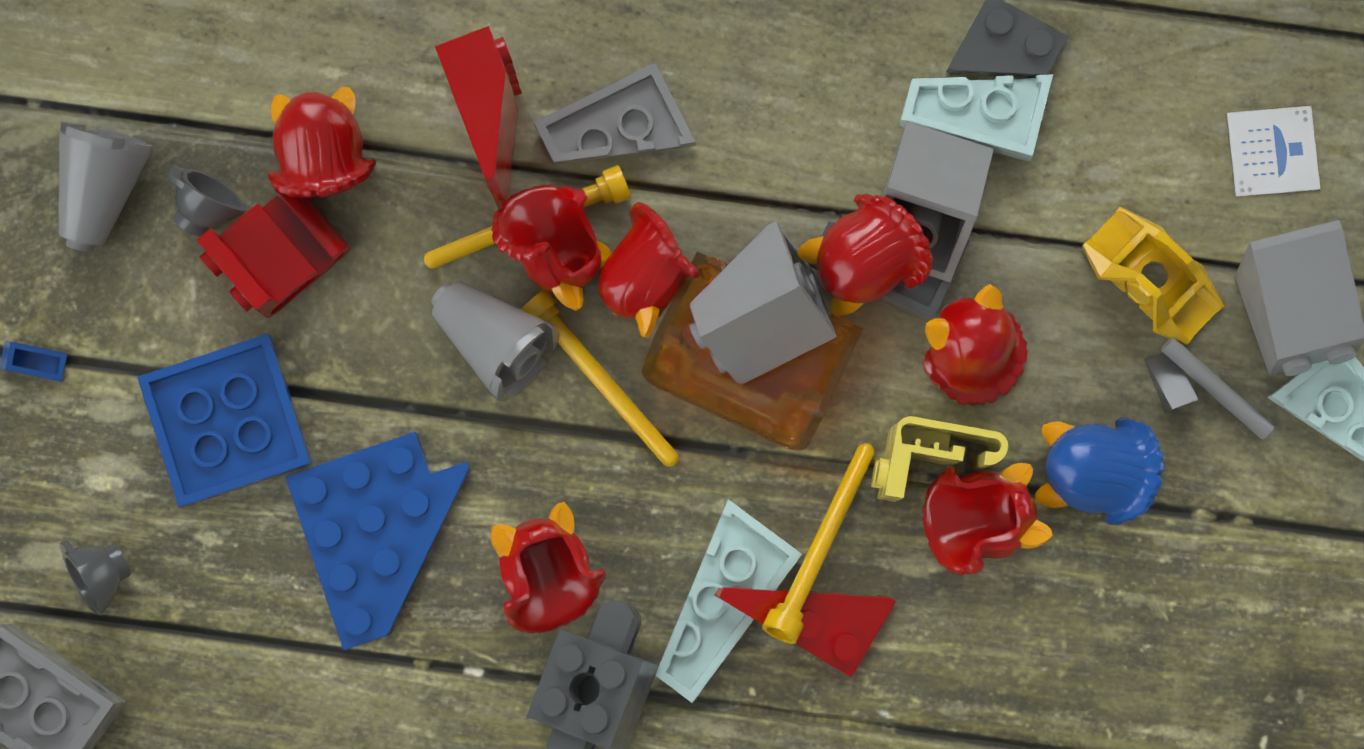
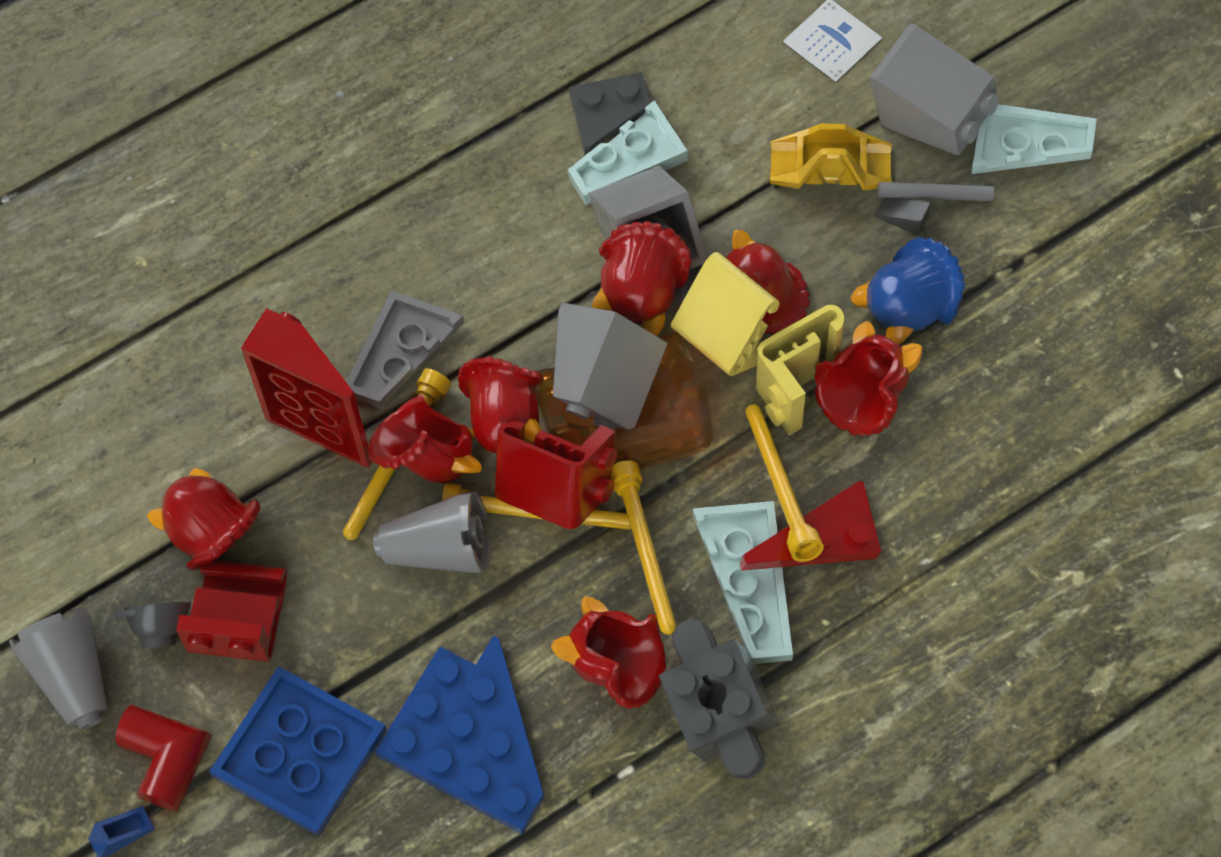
camera: 35 degrees left, 20 degrees down
(131, 326) = (174, 752): none -> red brick
(629, 375) = (554, 475): none -> red piece
(696, 424) = (627, 484): none -> yellow piece
(905, 359) = (725, 315): none -> light yellow piece

